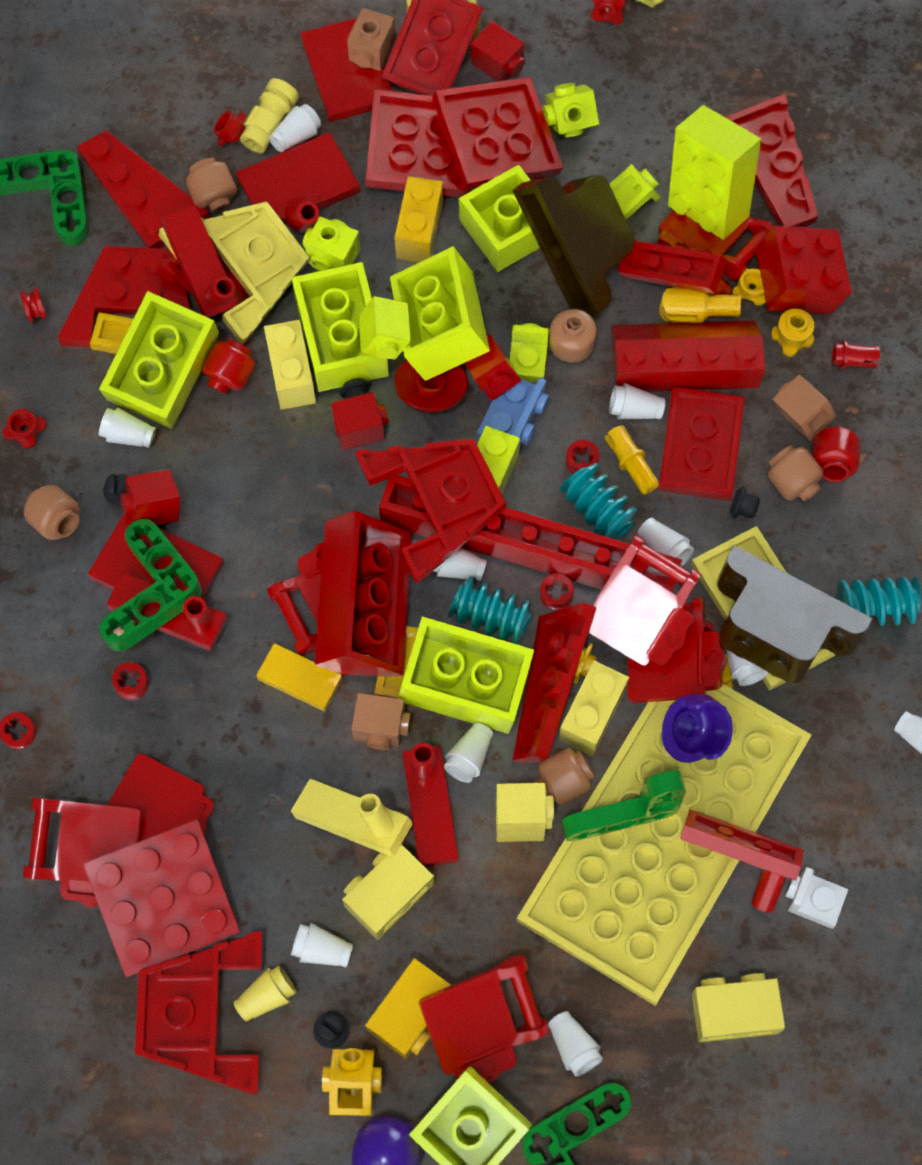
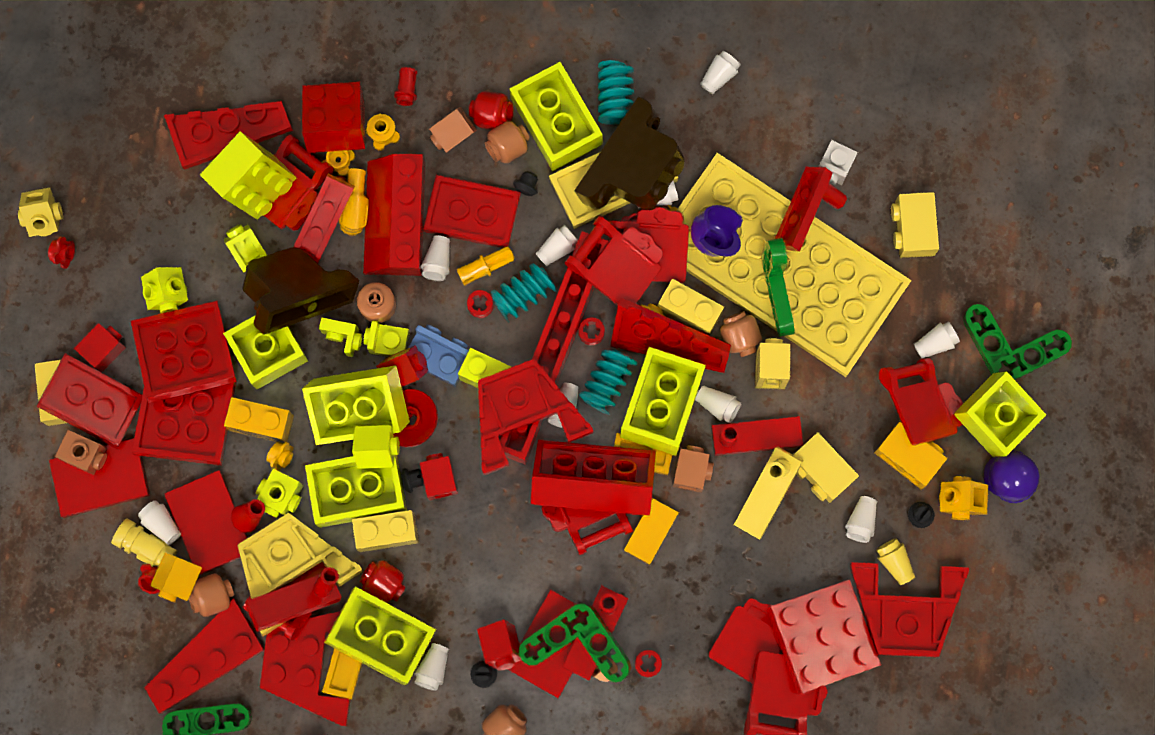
camera: 85 degrees left, 10 degrees up
(227, 142) = (175, 578): none -> yellow brick
(379, 246) = (280, 455): none -> yellow plate
(532, 304) = (338, 330): none -> neon yellow bracket
(836, 527) = (556, 116): none -> neon yellow brick

